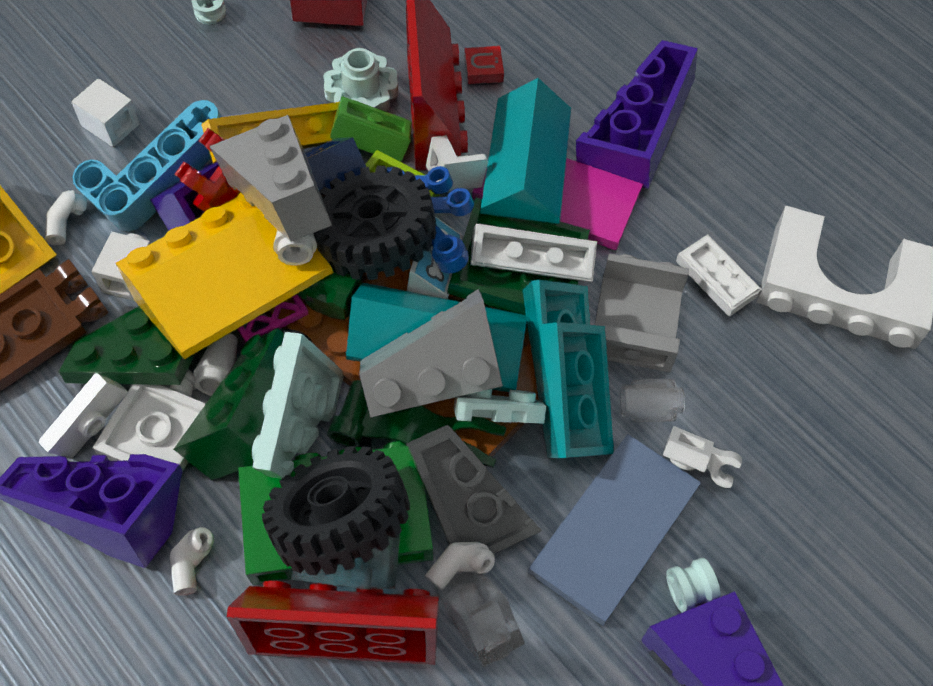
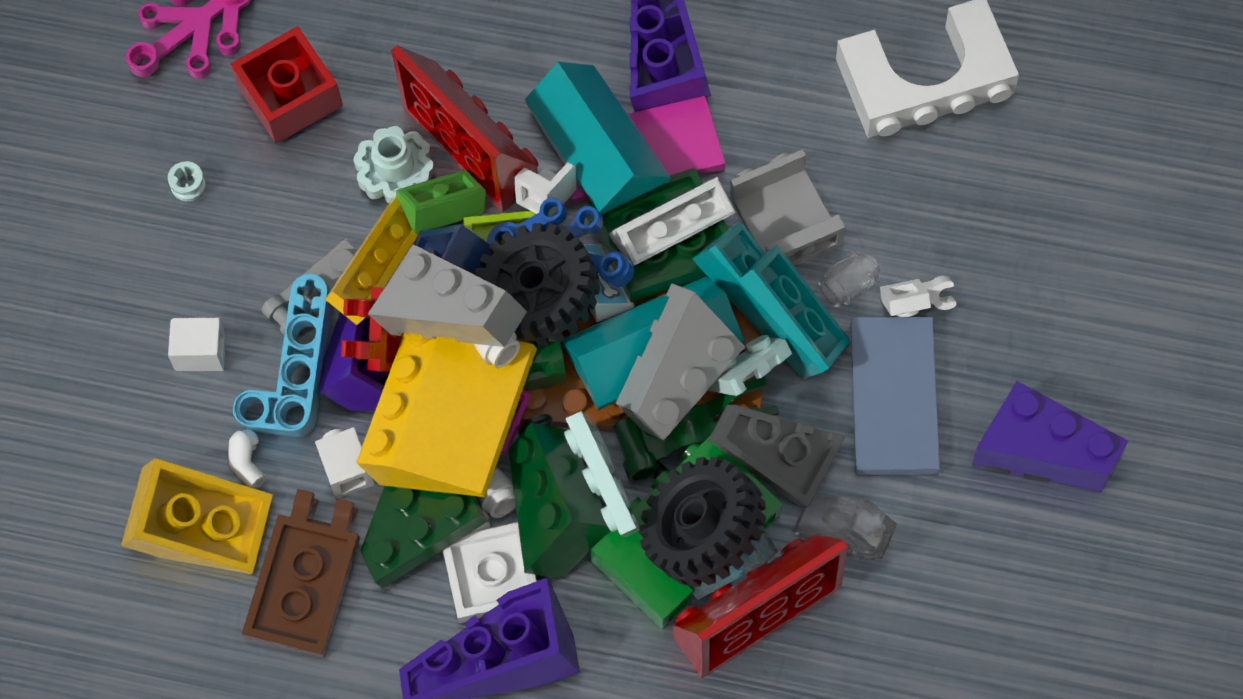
camera: 30 degrees left, 5 degrees up
(83, 416) = (433, 599): white plate -> none
(187, 557) = (598, 644): white arm -> none
(460, 558) = (804, 497): white arm -> none
(484, 64) = (481, 72): red tile -> none
(692, 584) = (982, 398): light aqua wheel -> none
(718, 275) = (823, 136): white plate -> none

